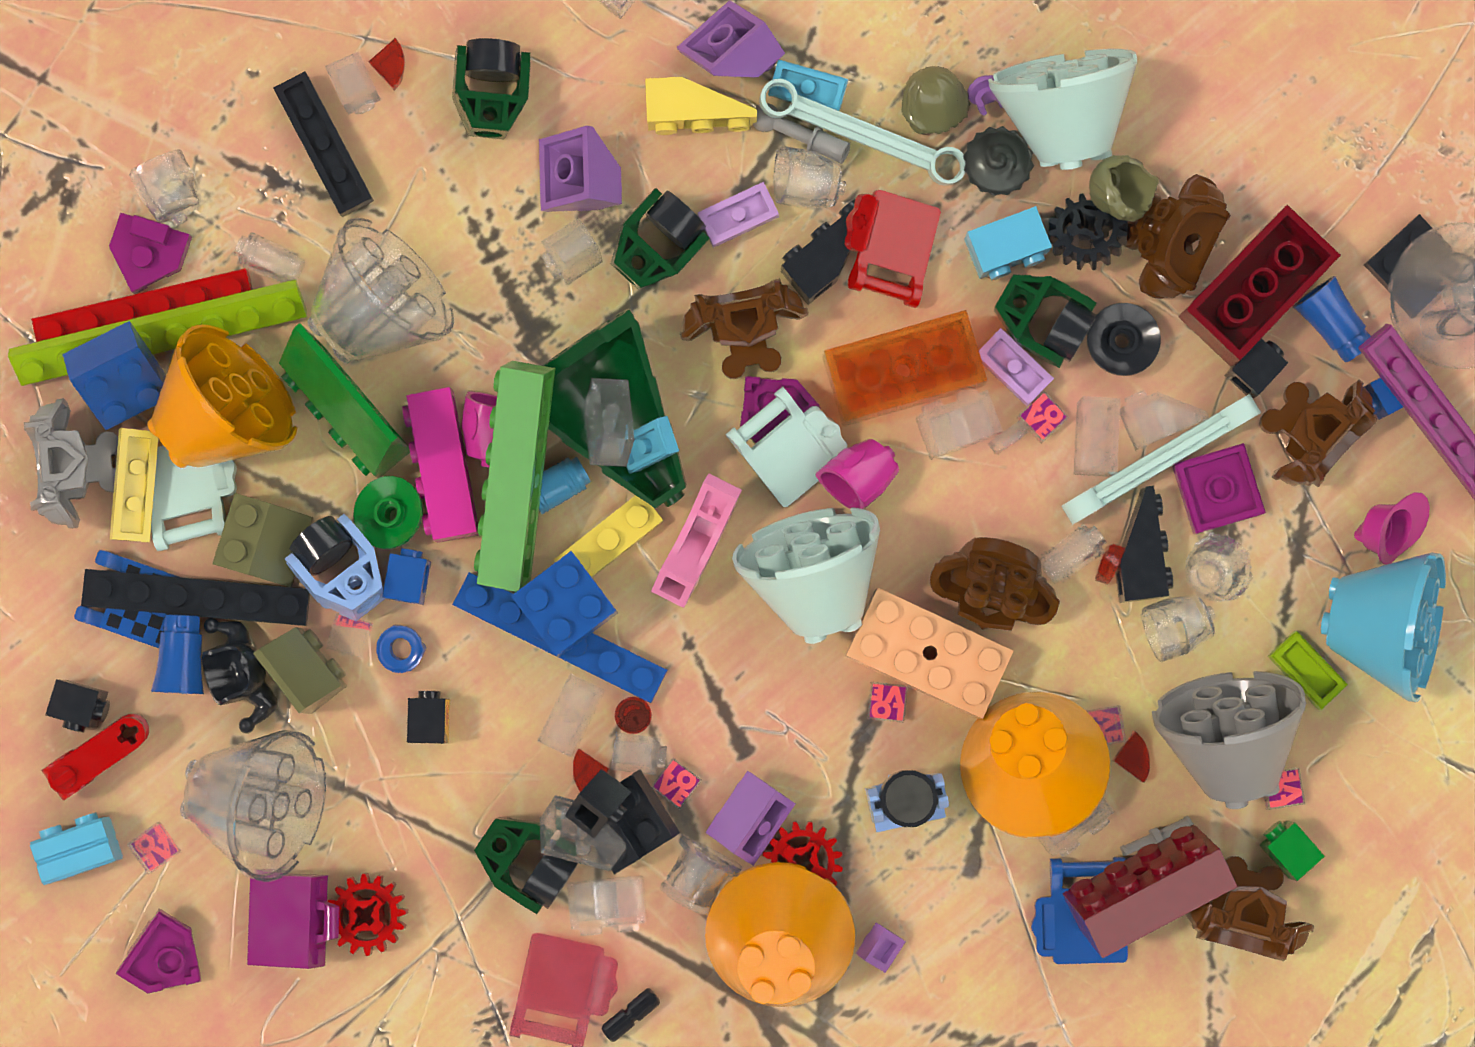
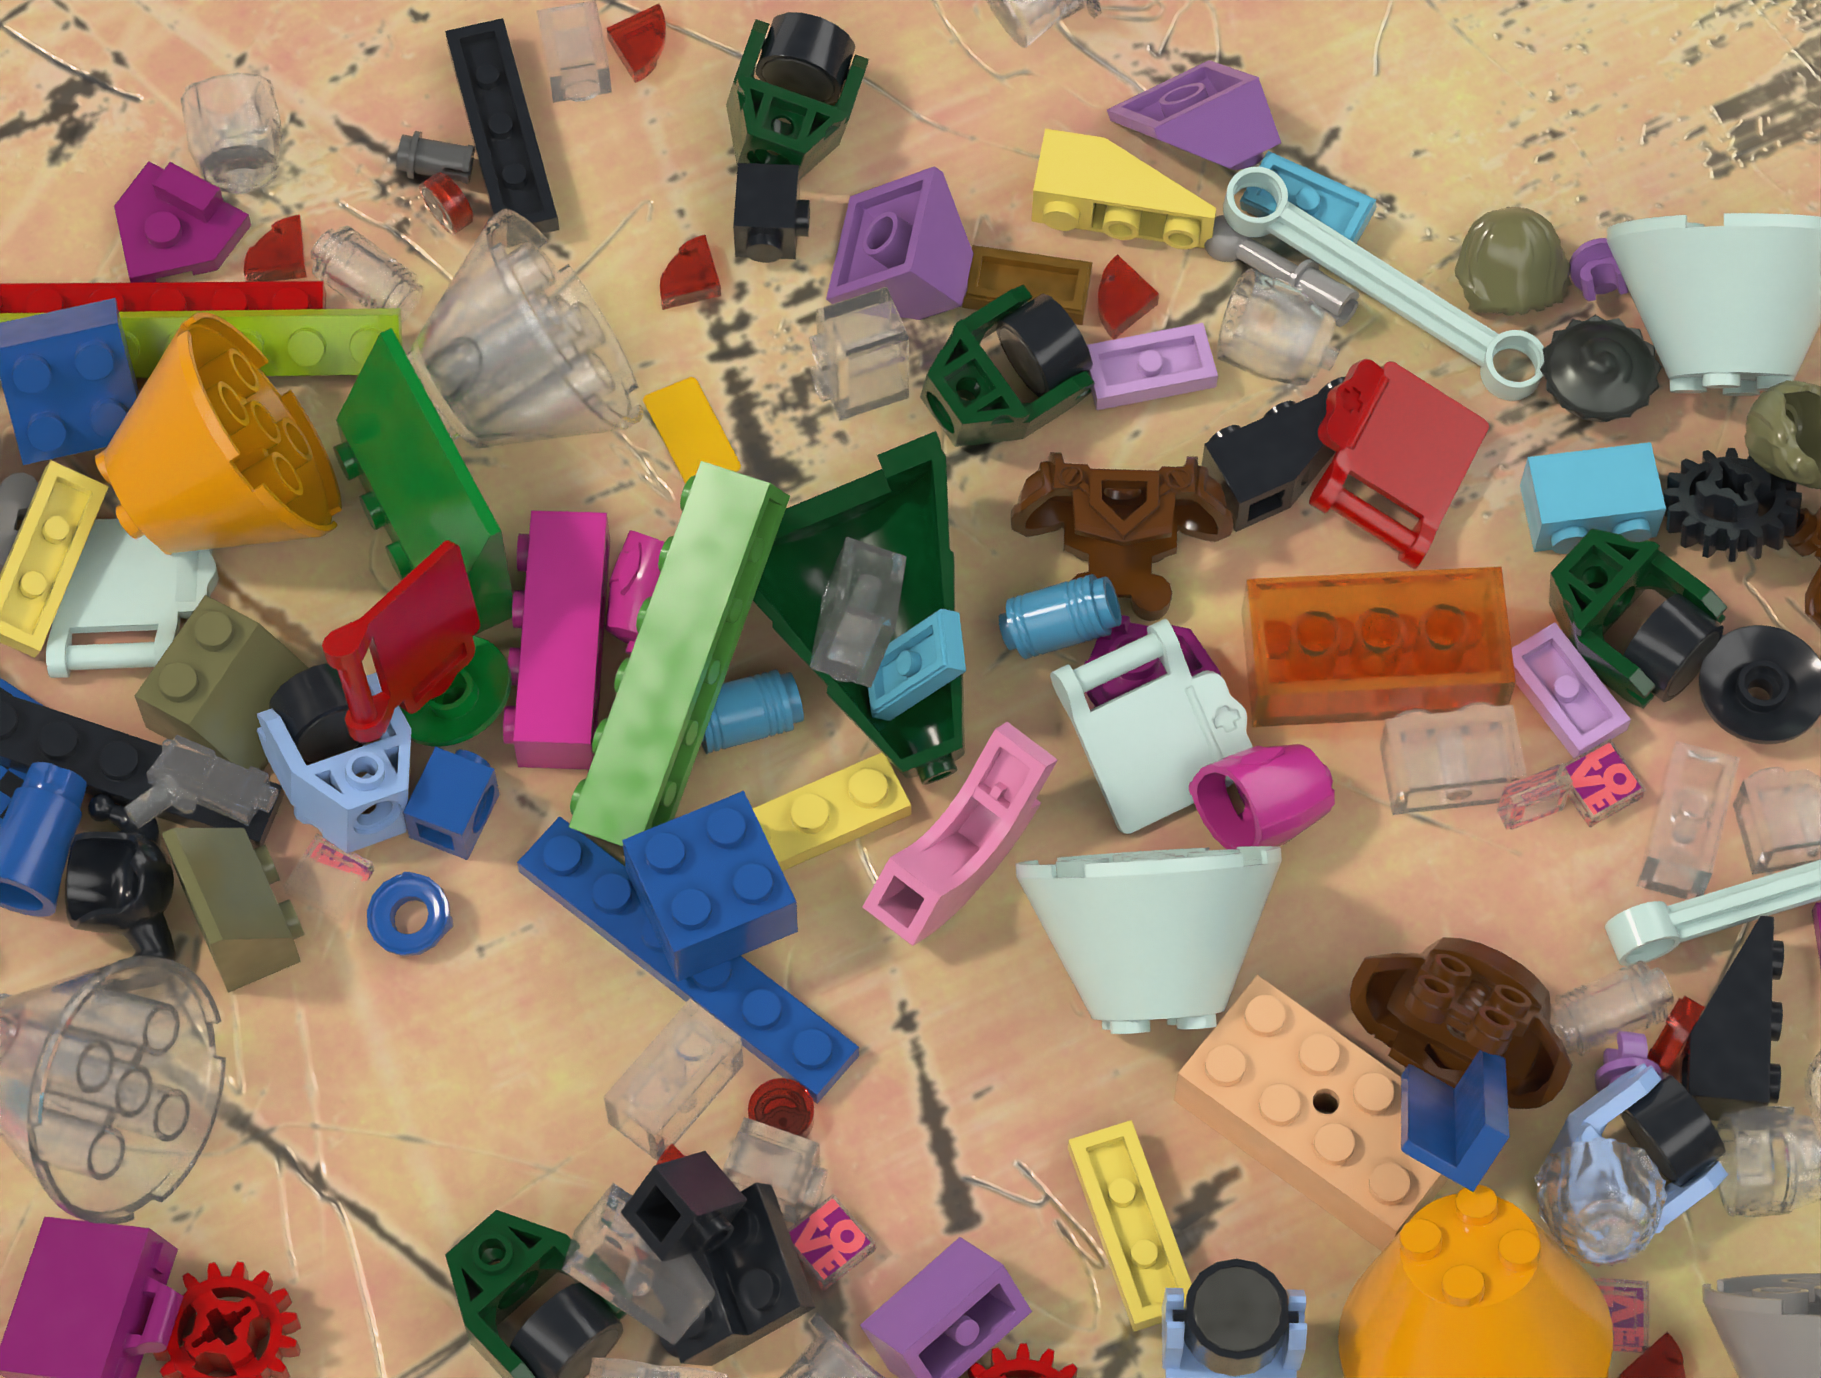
camera: 15 degrees right, 20 degrees down
(213, 253) = (278, 253): none -> clear red tile
(257, 601) = (194, 775): none -> clear piece
(289, 172) = (433, 156): none -> dark grey pin
(304, 201) = (446, 202): none -> clear red tile
(359, 508) = (416, 641): none -> red piece
(428, 718) = (424, 1035): black brick -> none
(457, 213) = (689, 275): none -> clear red tile
(483, 313) = (690, 428): none -> yellow sticker
(494, 165) = (769, 212): none -> black brick
(662, 172) = (1000, 270): none -> pearl gold tile
(712, 170) = (1123, 297): none -> clear red tile
(722, 389) = (1060, 616): none -> dark azure head
(838, 738) = (1129, 1220): none -> light yellow plate
(887, 702) = (1232, 1188): tile -> none
(1004, 662) = (1456, 1127): none -> blue panel
(1080, 664) = (1662, 1122): none -> piece
(1087, 587) = (1630, 1053): none -> medium lavender plate
(1090, 682) = (1601, 1200): none -> clear hair

